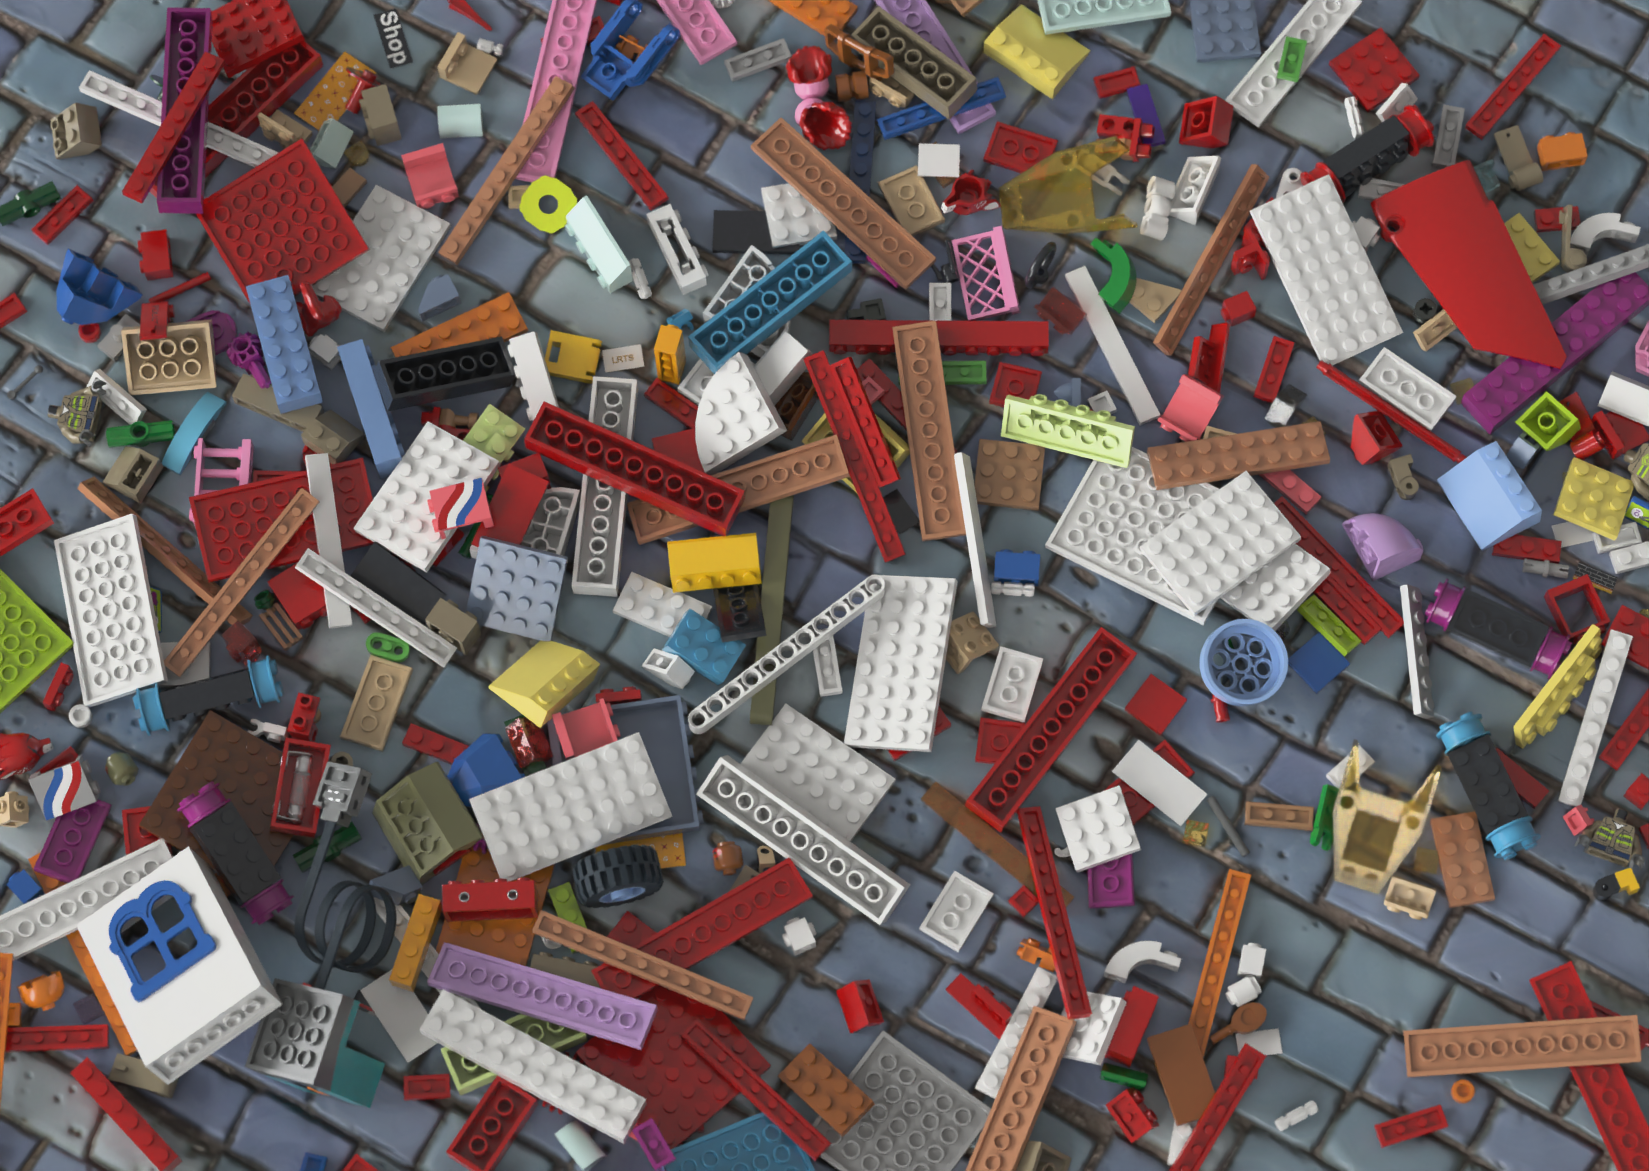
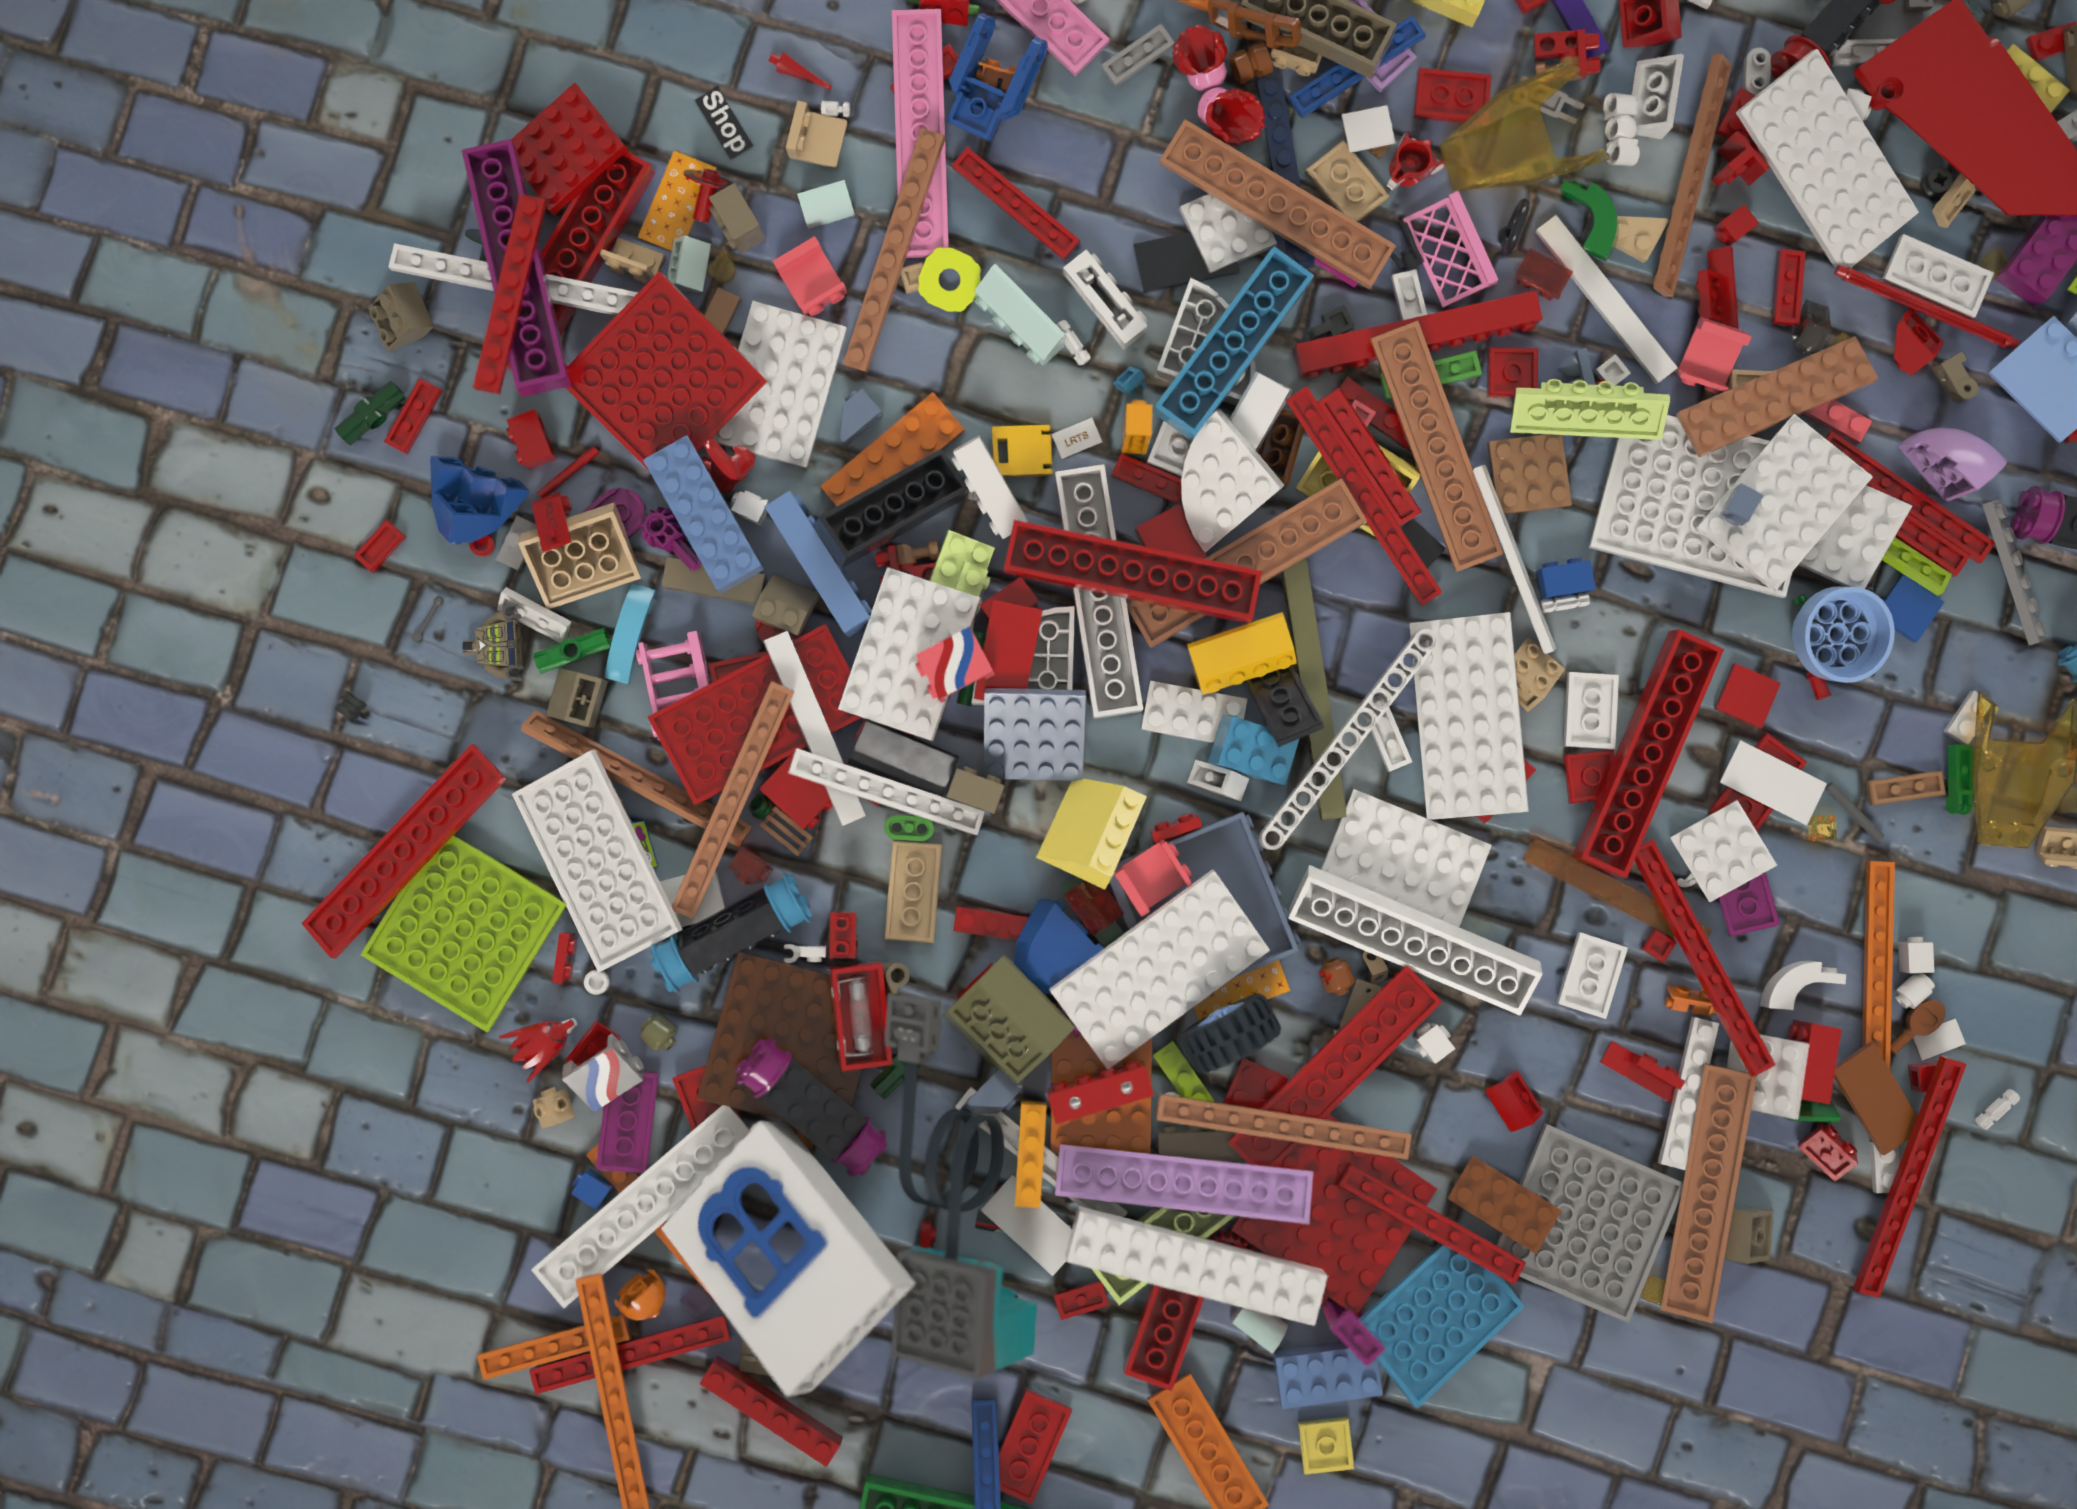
camera: 20 degrees left, 15 degrees up
(1176, 532) = (1741, 505): none -> sand blue brick

